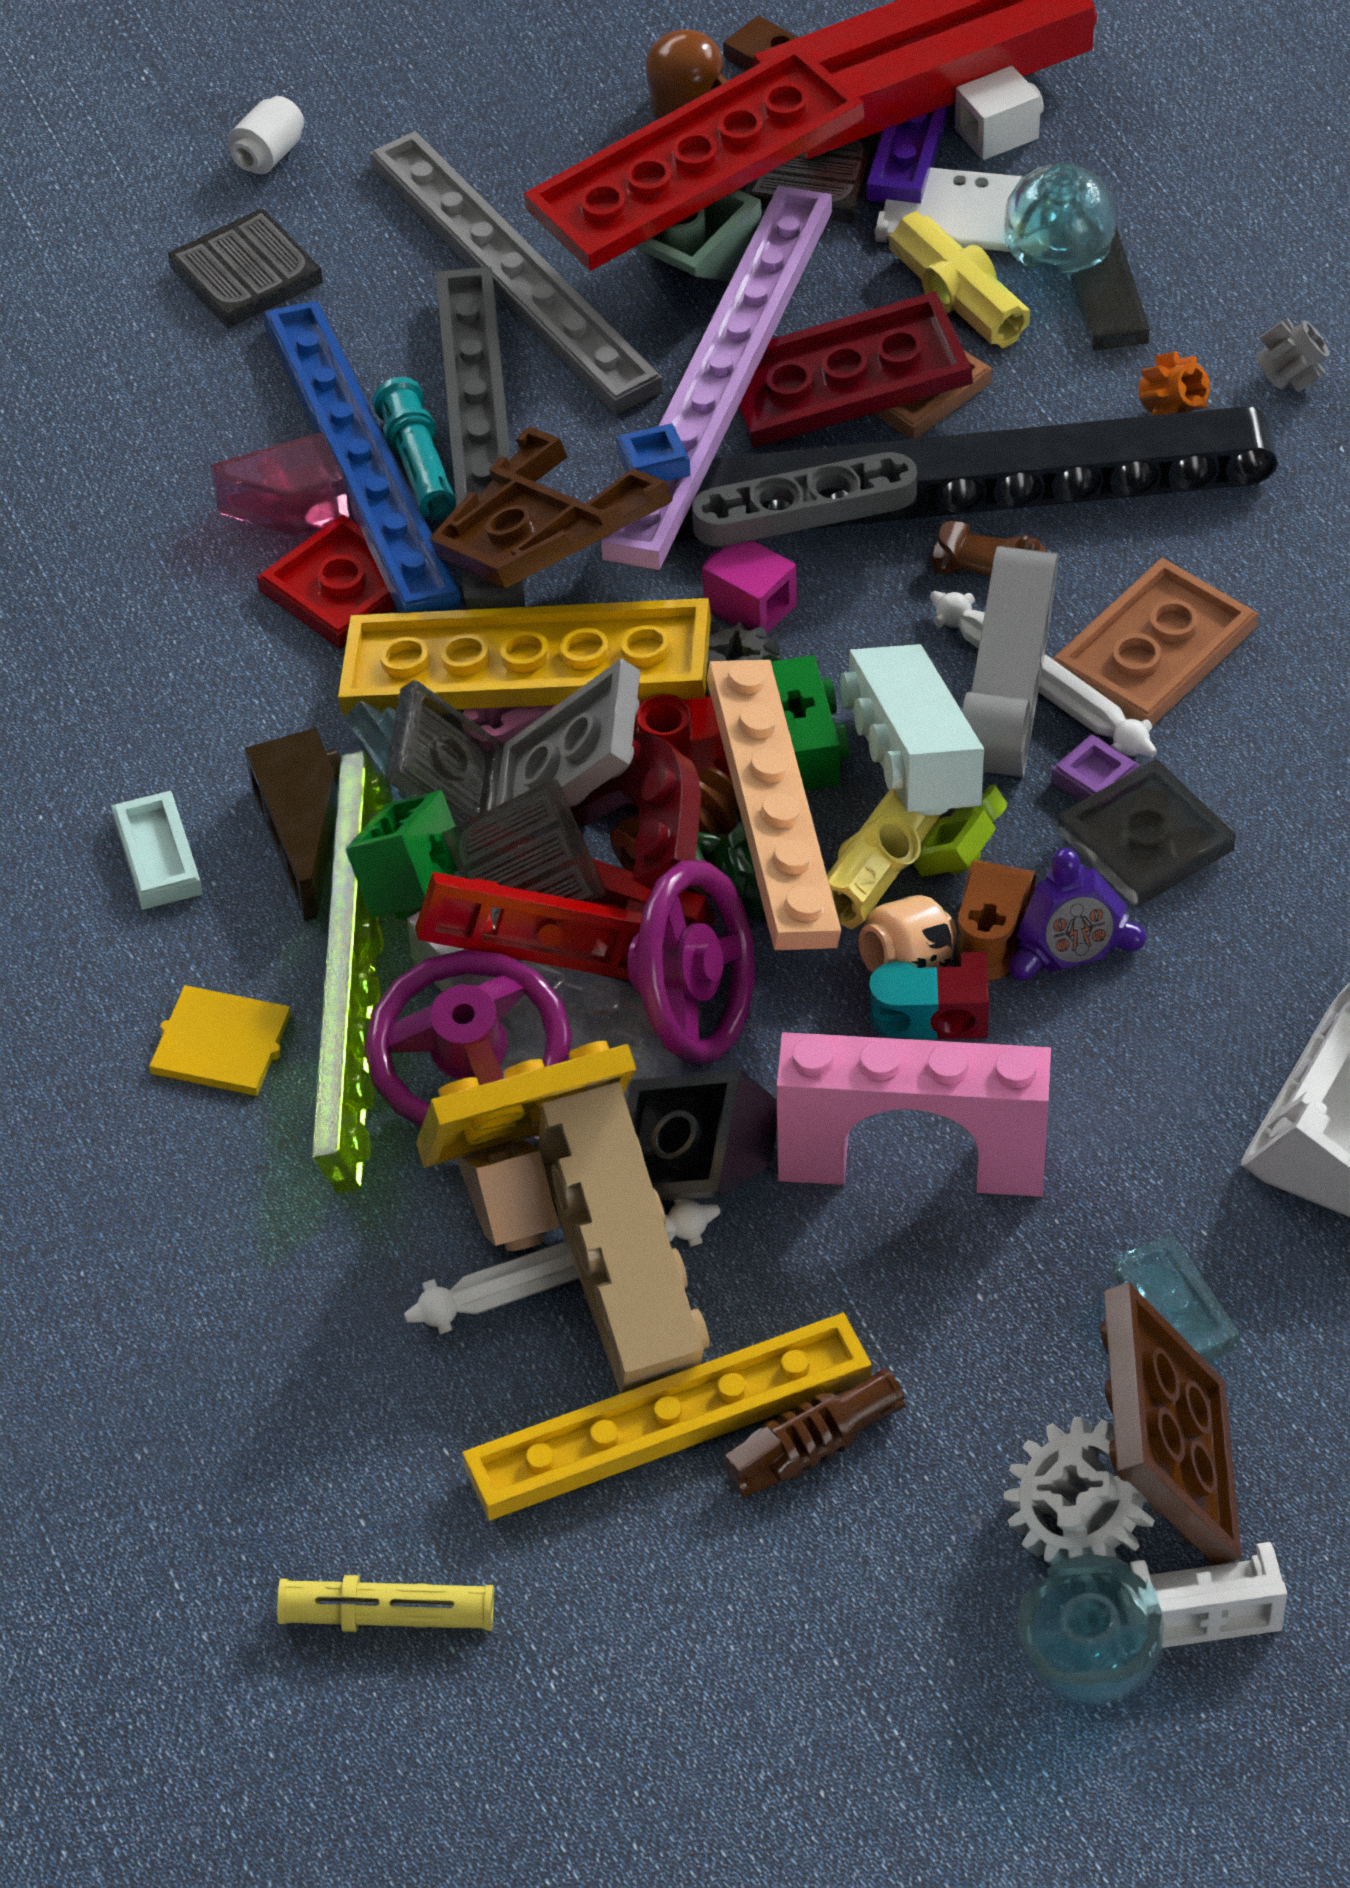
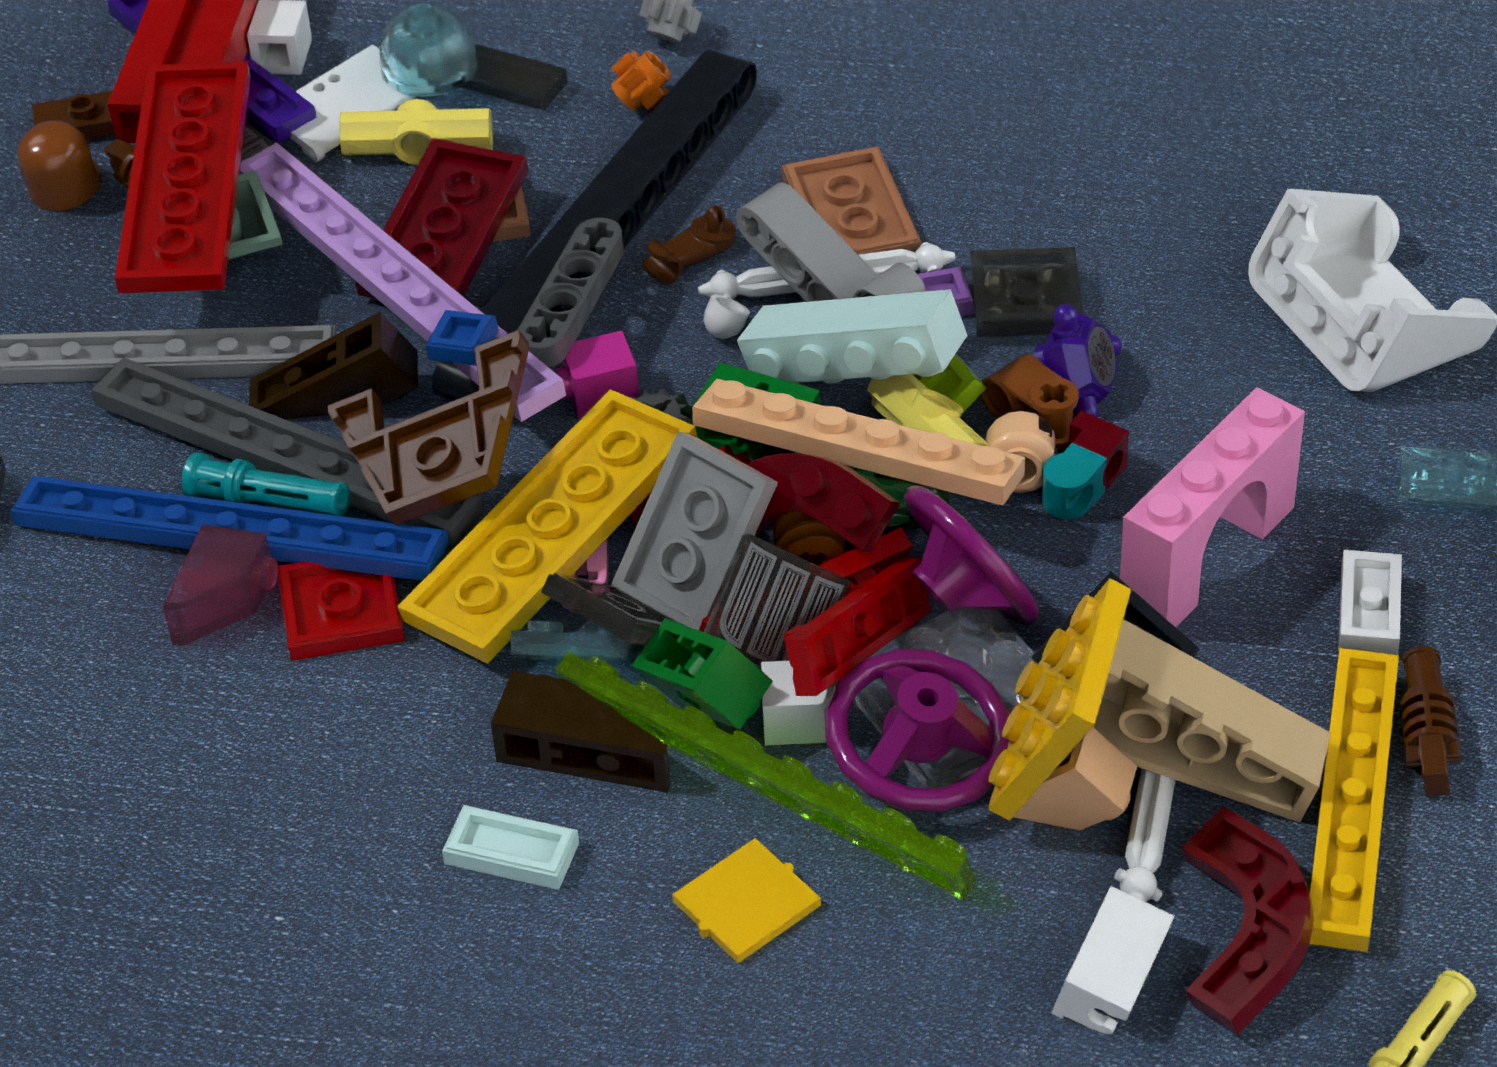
camera: 55 degrees left, 5 degrees down
(321, 1322) = (1113, 961): none -> white hinge
(452, 1422) = (1274, 921): none -> dark red plate
(587, 411) = (346, 364): none -> dark brown slope
(910, 626) = (724, 317): none -> white hinge
(938, 1311) = (1370, 601): none -> white plate

